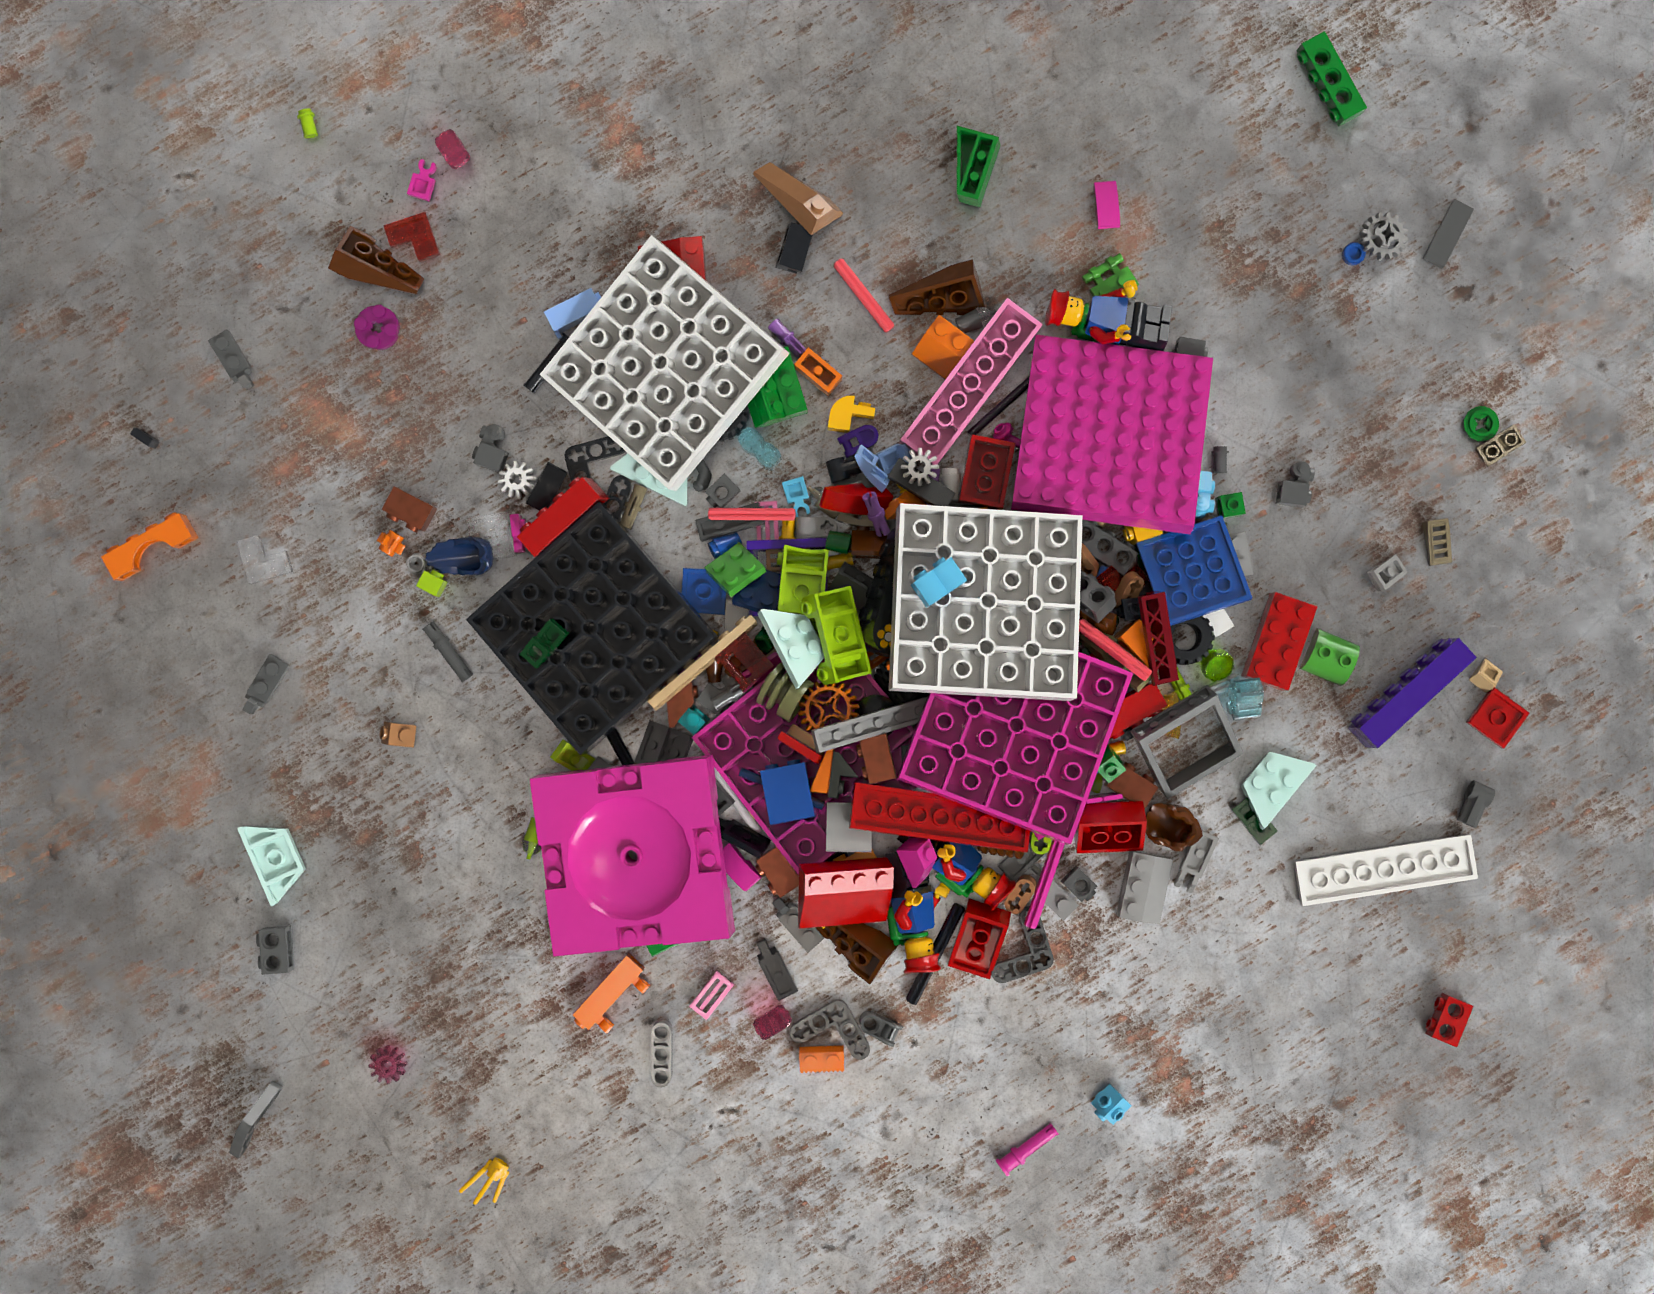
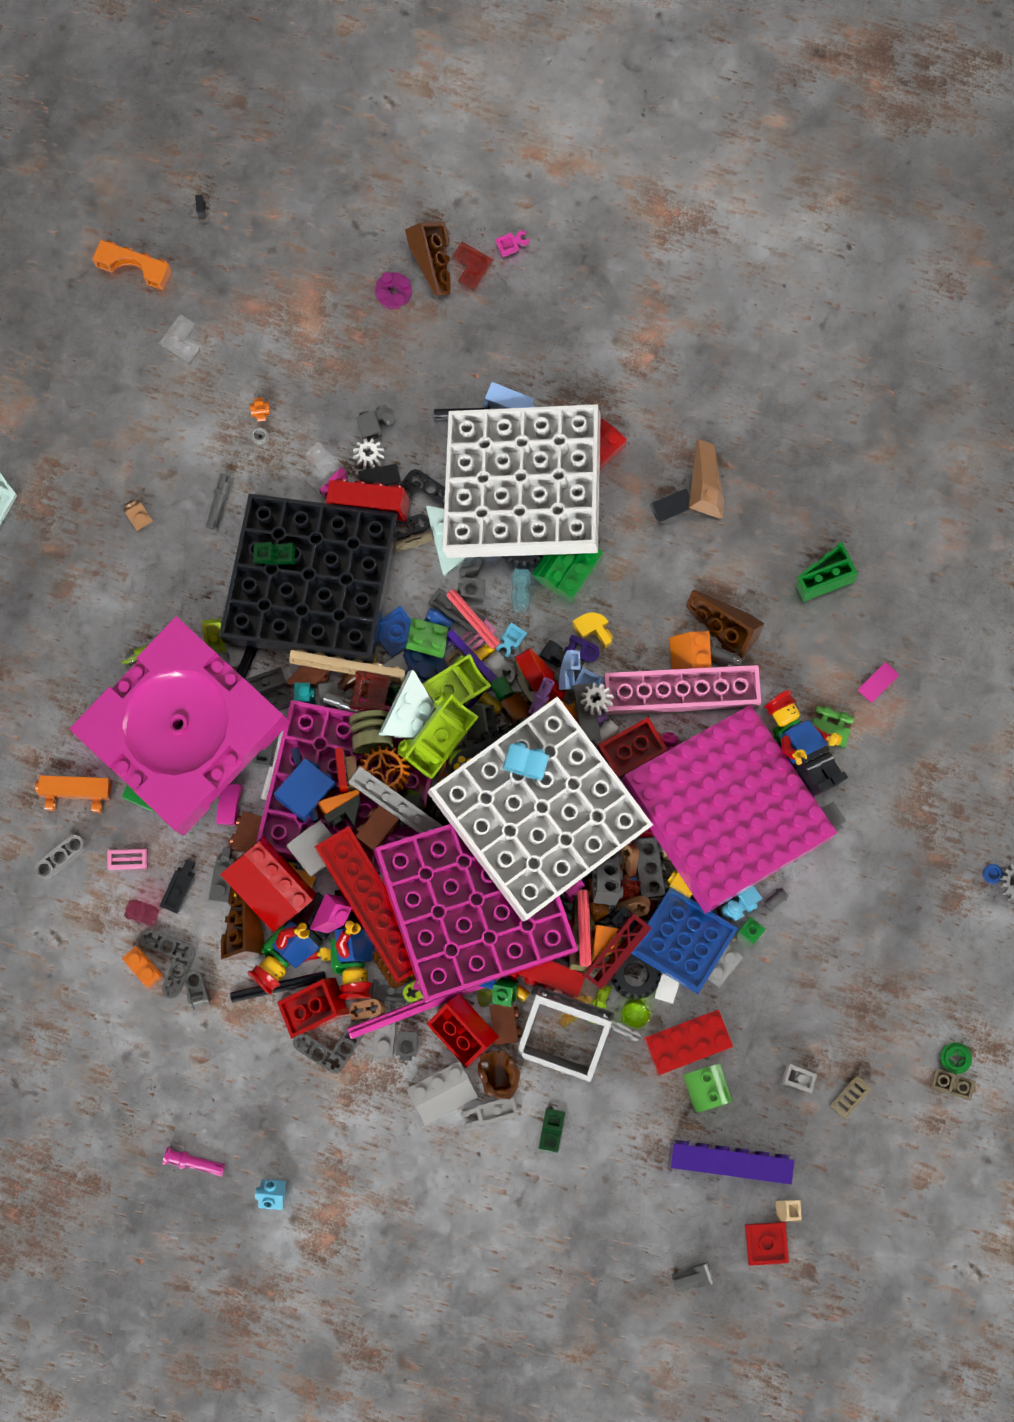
camera: 50 degrees right, 10 degrees down
(232, 358) = (297, 219): dark grey hinge -> none
(265, 683) = (101, 405): dark grey hinge -> none
(307, 123) = (489, 142): lime pin -> none
(408, 509) = (291, 402): copper brick -> none
(432, 583) = (255, 455): lime plate -> none
(452, 149) = (547, 243): clear pink gear -> none
(461, 556) = (288, 459): dark blue hair -> none
(744, 837) = (252, 790): black hinge -> none
(787, 338) = (609, 548): medium lavender axle -> none
(818, 371) = (603, 585): orange brick -> none
(863, 295) = (680, 575): coral axle -> none
(1000, 407) = (679, 723): black bar -> none
(1103, 797) = (477, 1007): dark pink piece -> none
(1245, 699) = (628, 1051): clear light blue brick -> none
(1273, 784) = (587, 1122): light aqua wing -> none
(1297, 492) = (797, 968): dark grey brick -> none
(1385, 870) = (594, 1253): white plate -> none
(1455, 1021) = (528, 1394): red brick -> none

